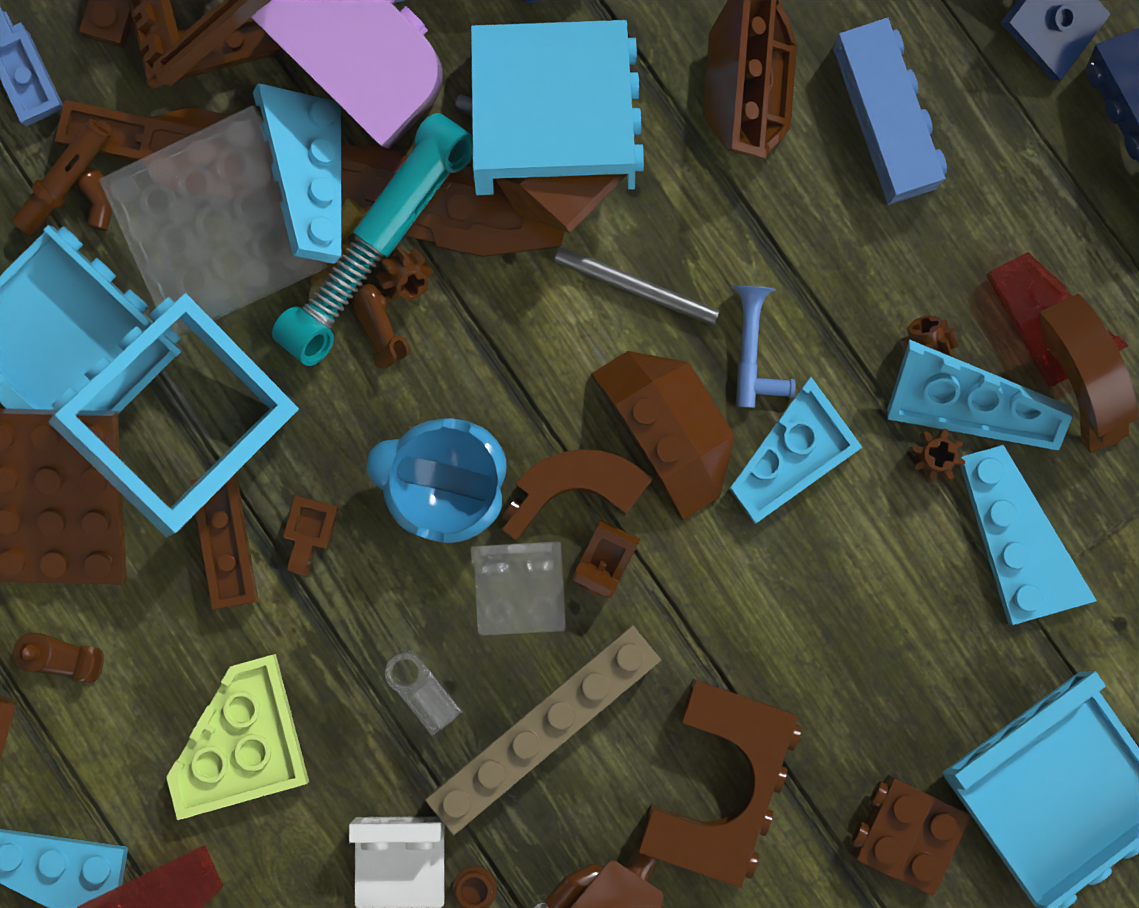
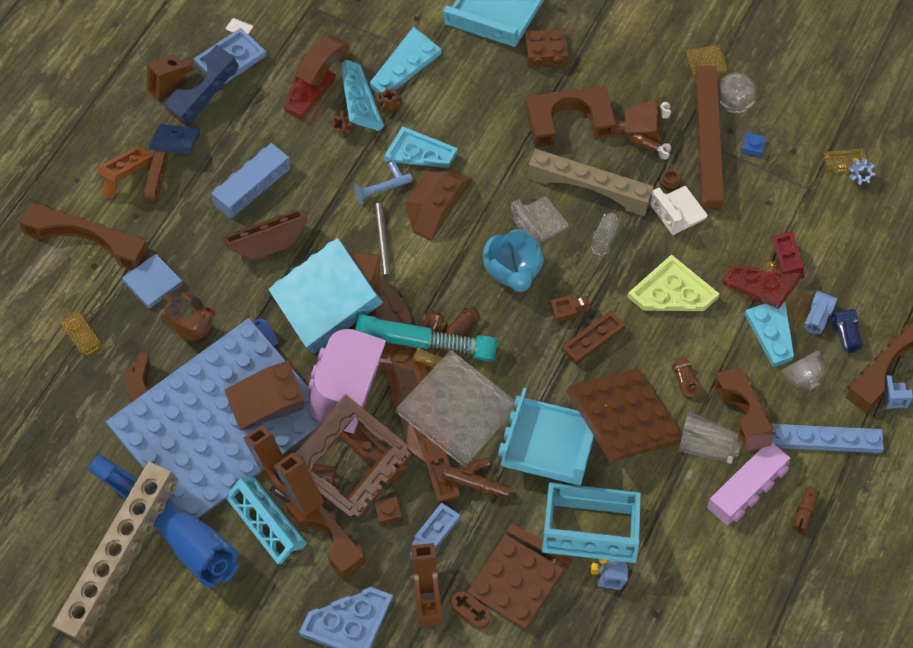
camera: 120 degrees left, 25 degrees down
(171, 519) = (553, 342): medium azure window -> none
(307, 164) = (411, 375): medium azure wing -> none
(575, 470) = (477, 220): reddish brown arch -> none
(605, 560) = (506, 194): reddish brown bracket -> none

